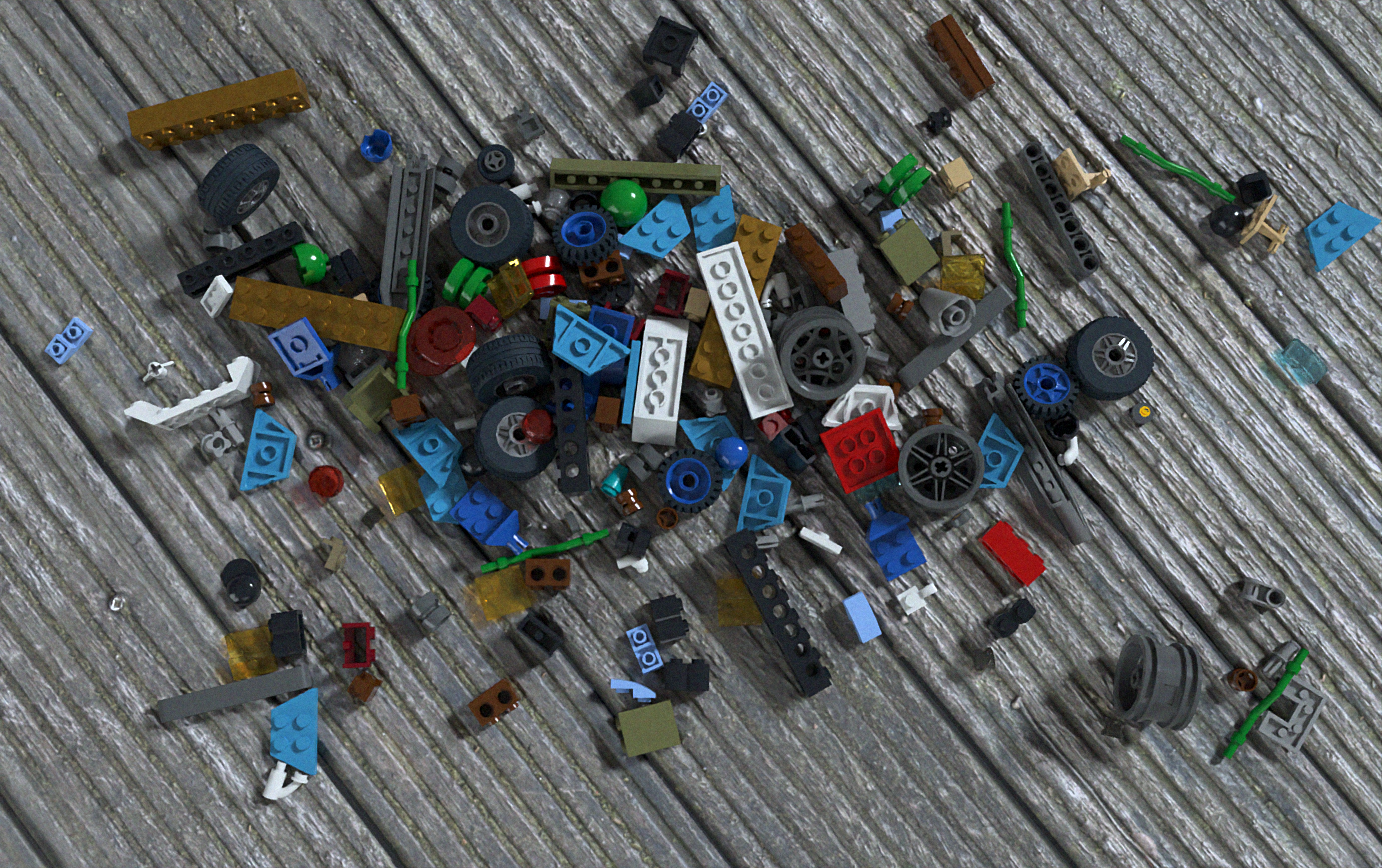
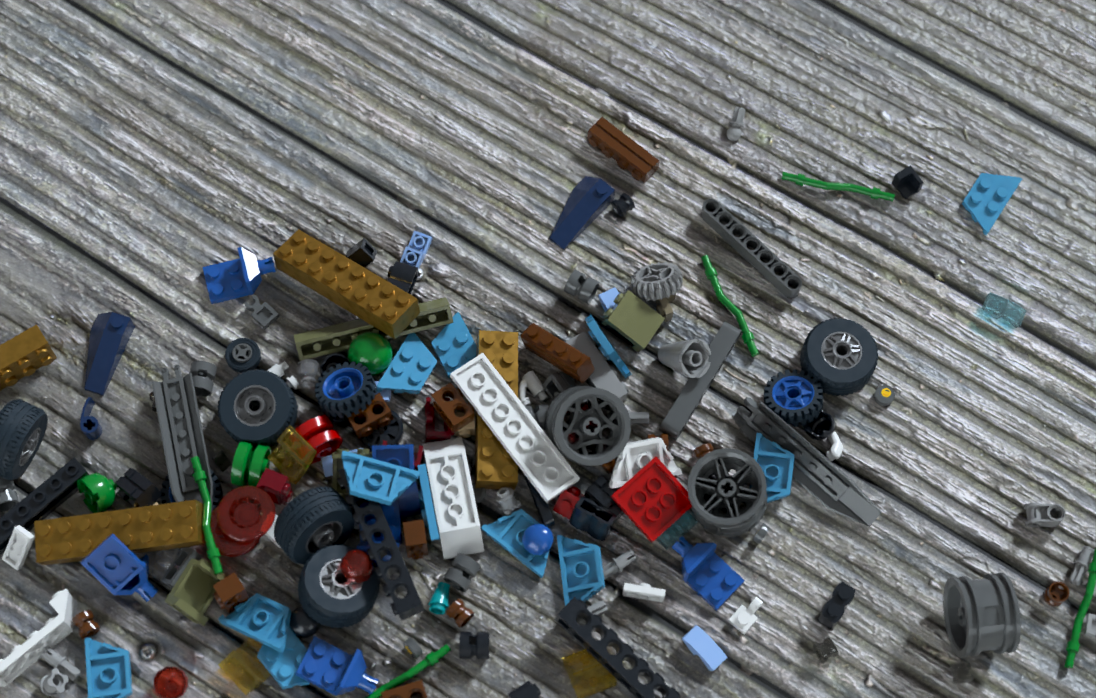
camera: 20 degrees left, 15 degrees down
(320, 186) = (88, 421): none -> dark blue panel
(363, 110) = (106, 345): none -> dark blue wedge
(377, 146) = (129, 372): blue hair -> none
(467, 422) = (287, 589): light grey axle -> none
(513, 75) = (236, 277): none -> blue plate
(622, 120) = (347, 283): none -> pearl gold brick
(635, 561) = (480, 664): white arm -> none
(665, 516) = (501, 613): reddish brown wheel -> none
(670, 44) = (368, 210): black panel -> none
(673, 480) = (492, 572): wheel -> none
(684, 289) = (448, 408): none -> reddish brown brick
(869, 273) = (606, 347): none -> dark azure wing
(896, 302) = (638, 368): reddish brown wheel -> none
(897, 108) = (583, 206): none -> dark blue wedge
(904, 180) = (610, 262): green wheel -> none
(945, 217) = (656, 281): none -> light grey gear
(956, 176) = (653, 246): tan brick -> none
(963, 275) = (689, 324): clear yellow slope -> none
(1012, 553) = (816, 549): red brick -> none
(1072, 176) = (754, 218): tan plate -> none
(1086, 74) = (734, 132): none -> light grey axle
(1227, 220) = (895, 215): black hair -> none
(1257, 225) = (925, 212): tan plate -> none

